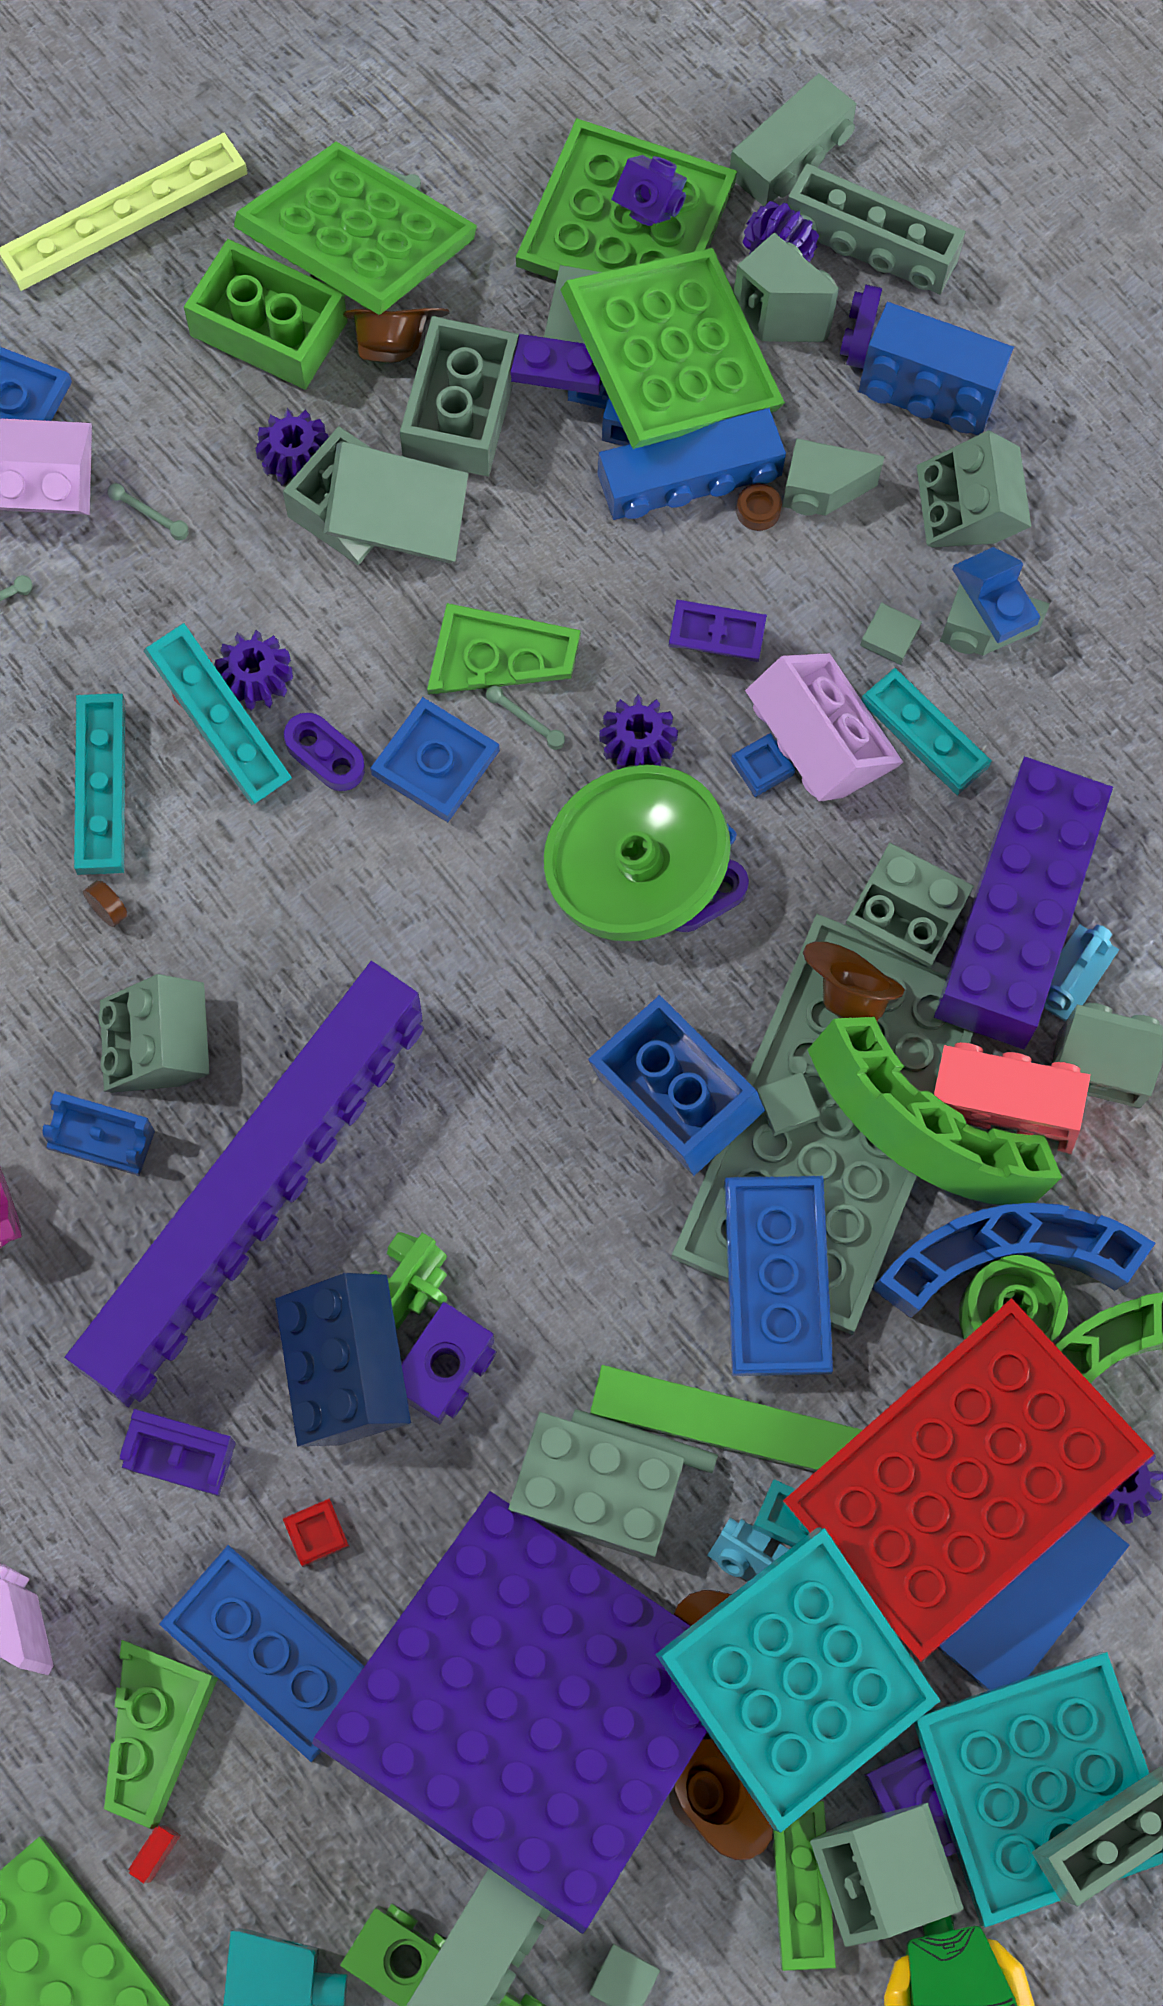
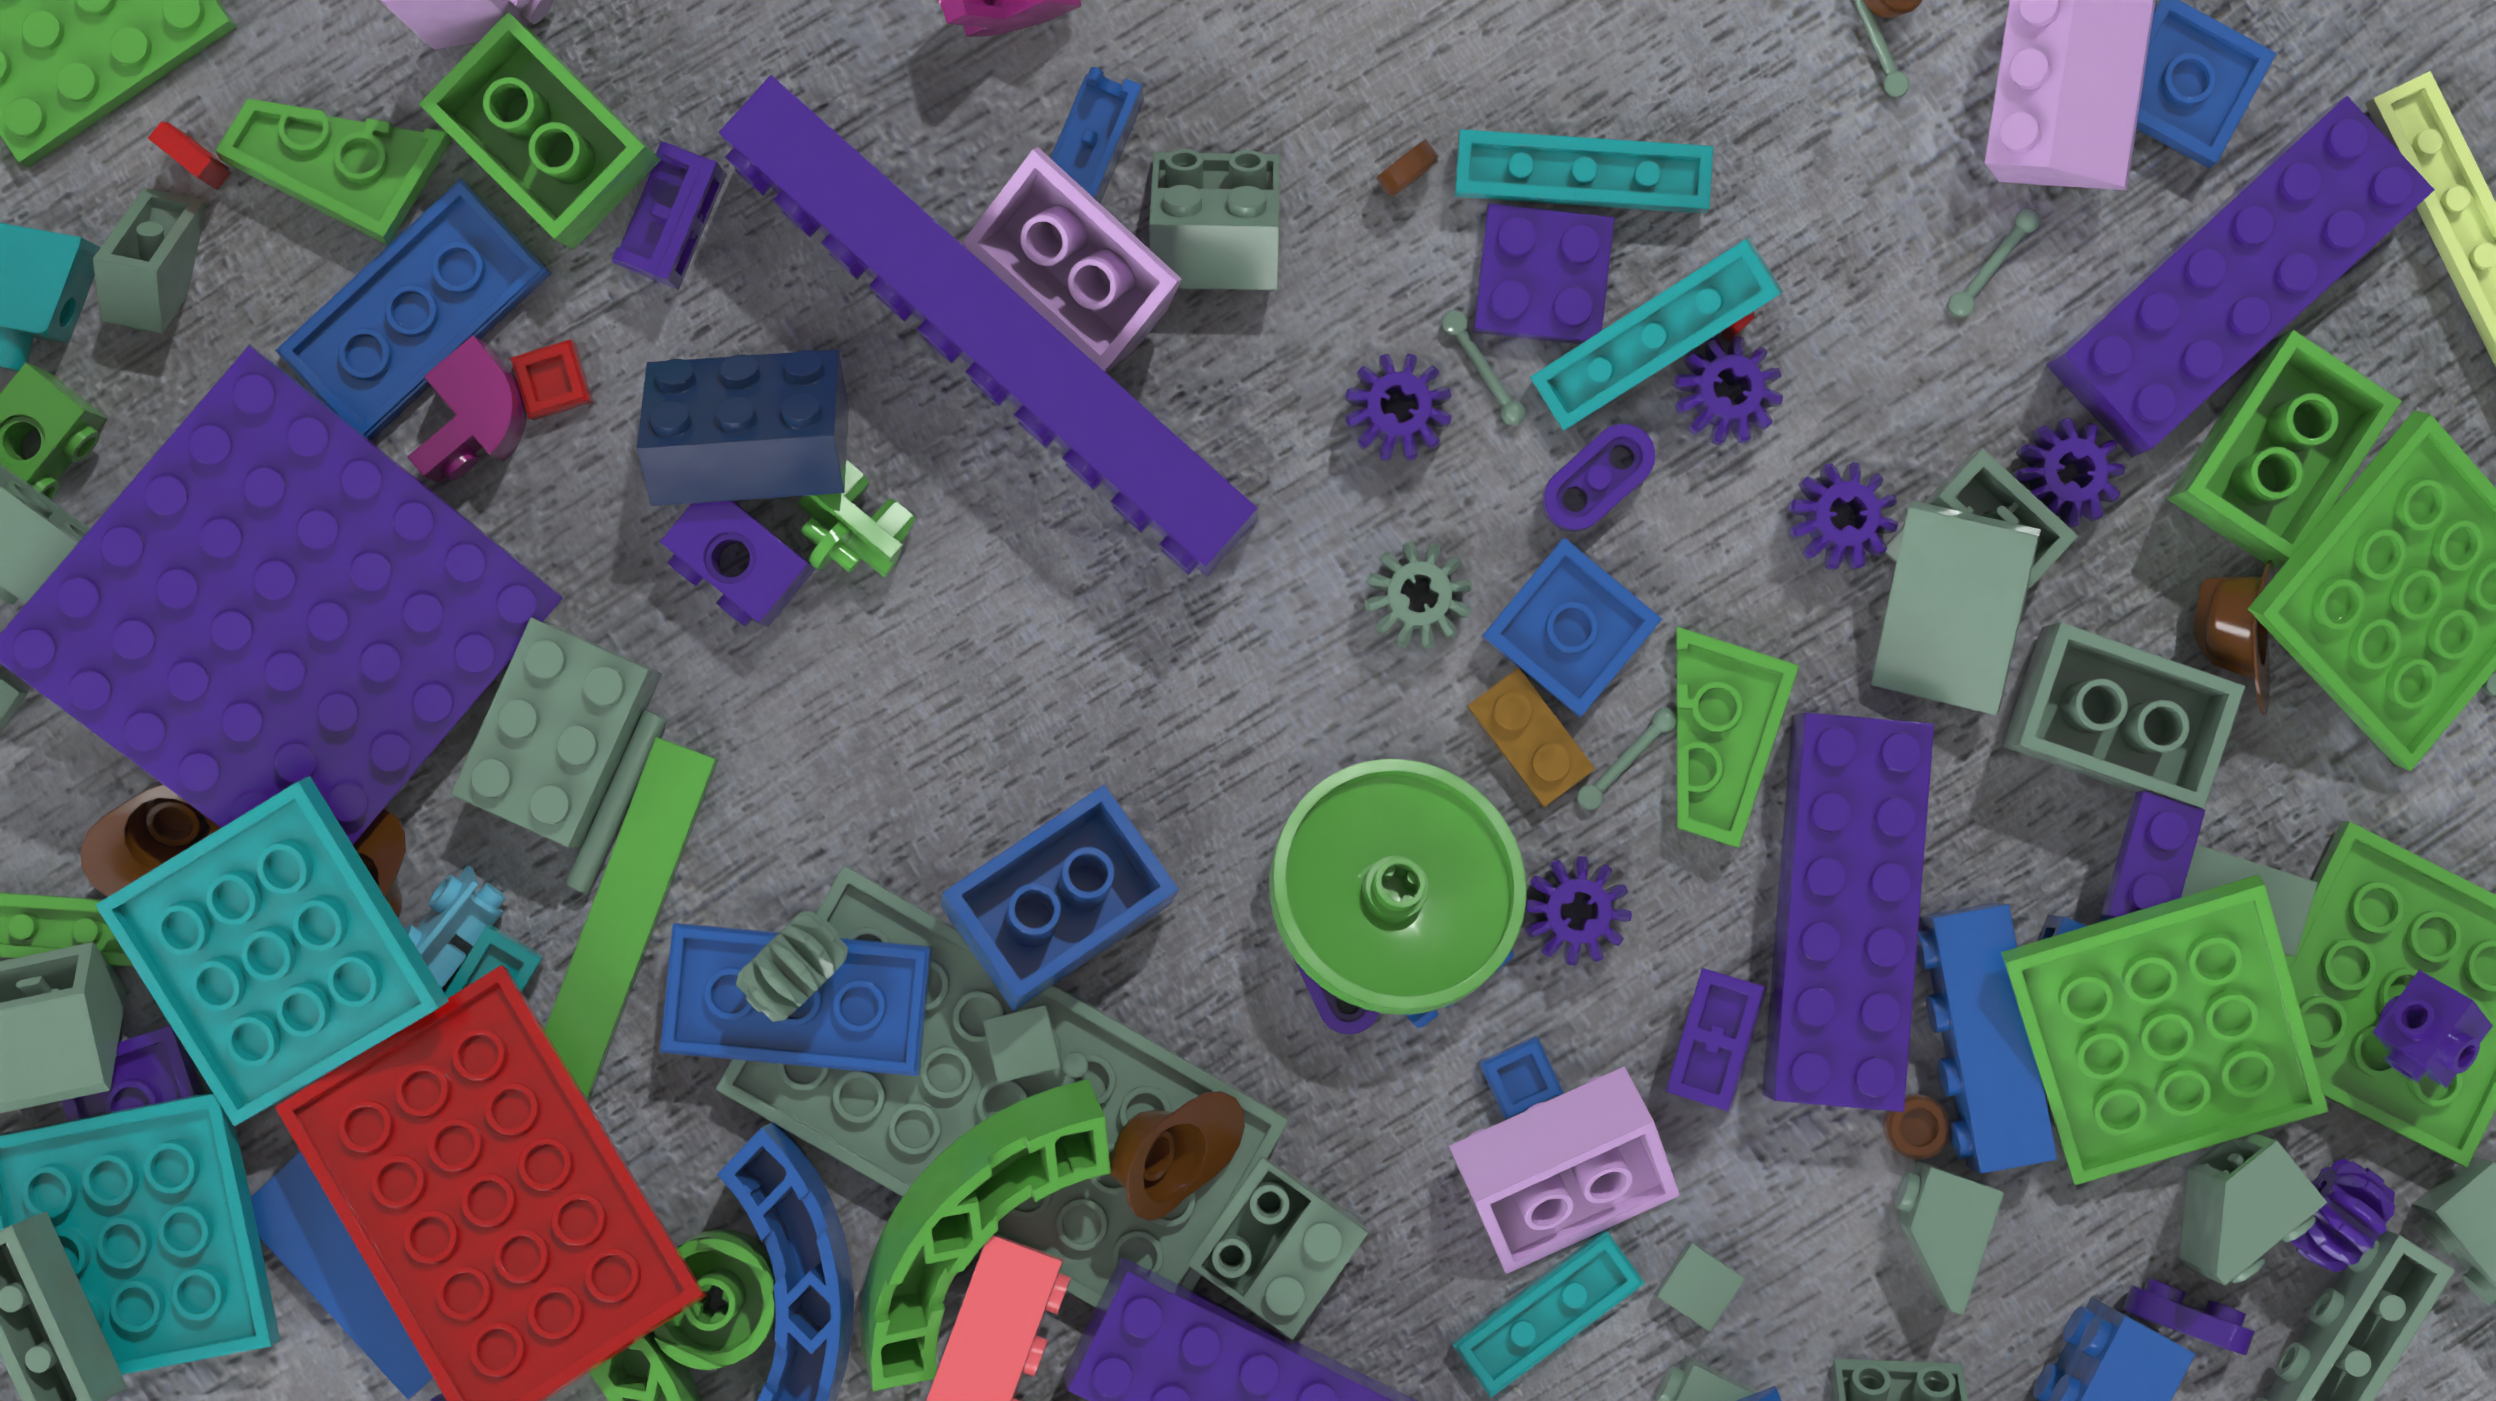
camera: 100 degrees right, 15 degrees up
(116, 1555) = (539, 131): none -> bright green brick
(148, 353) = (2240, 277): none -> dark purple brick
(177, 806) = (1543, 274): none -> dark purple plate
(189, 1121) = (1073, 261): none -> lavender slope
(219, 863) = (1455, 325): none -> sand green hinge
(244, 1876) = (149, 260): none -> sand green slope
(268, 901) = (1409, 389): none -> dark purple gear
(337, 572) = (1835, 493): none -> dark purple gear
(338, 1578) = (486, 410): none -> magenta brick
(411, 852) = (1438, 587): none -> sand green gear
(517, 782) = (1530, 737): none -> pearl gold plate
(615, 557) = (1848, 911): none -> dark purple brick
(754, 1264) = (792, 966): none -> sand green gear

